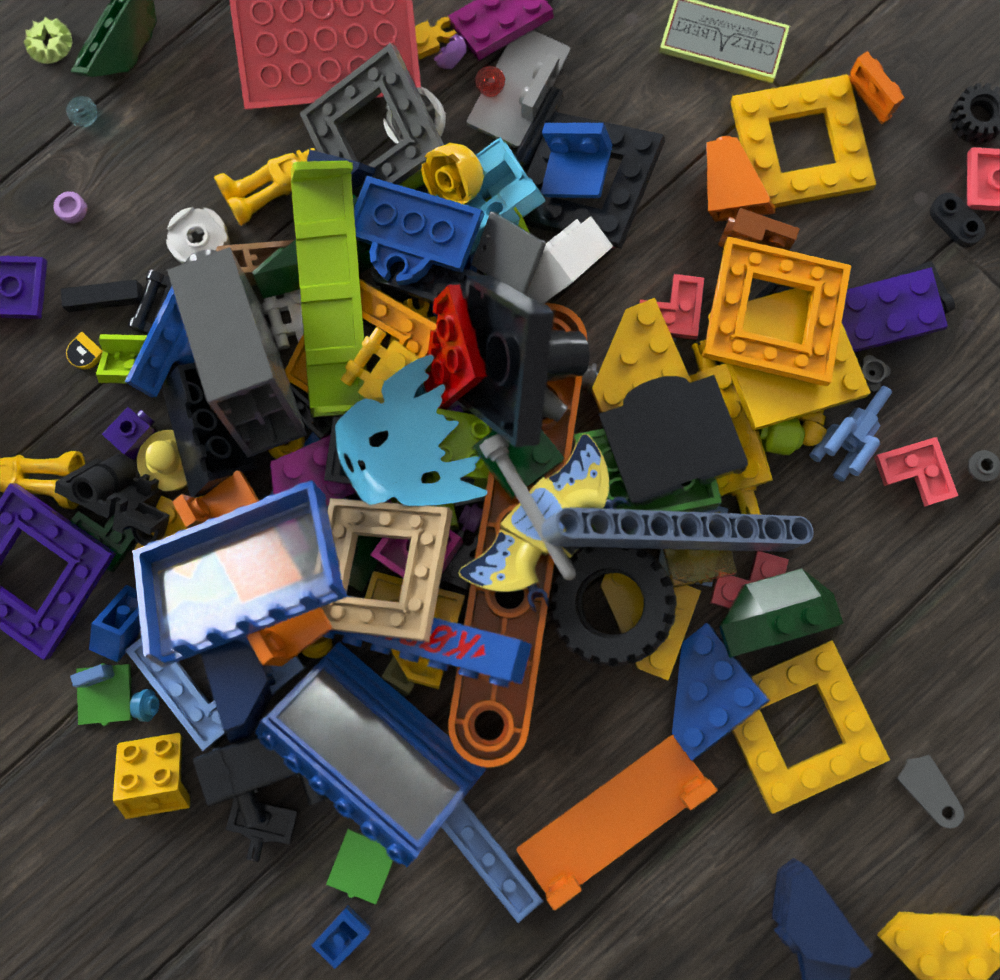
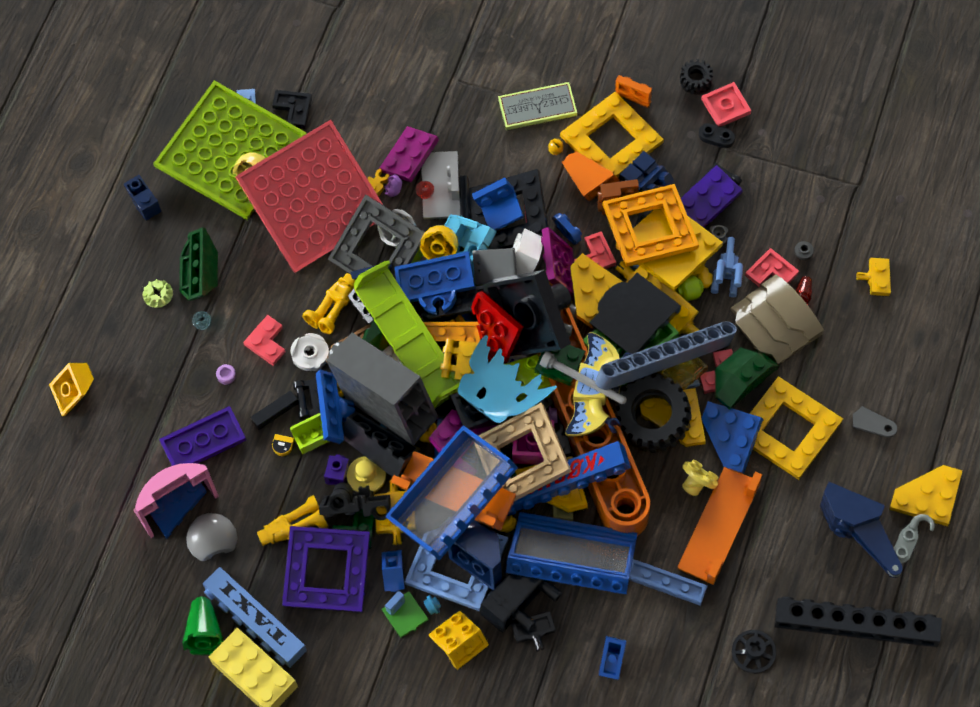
camera: 30 degrees left, 15 degrees down
(145, 182) = (262, 342): none -> coral plate
(360, 867) = (600, 622): bright green piece -> none
(609, 290) = (558, 259): none -> magenta plate
(624, 734) = (698, 478): none -> light yellow plate
(656, 236) = (563, 223): none -> blue plate
(709, 116) = (552, 147): none -> yellow hinge
(821, 226) = (647, 172): none -> dark blue hips
(880, 551) = (776, 320): none -> dark tan slope
(945, 531) = (804, 289): none -> clear red cone

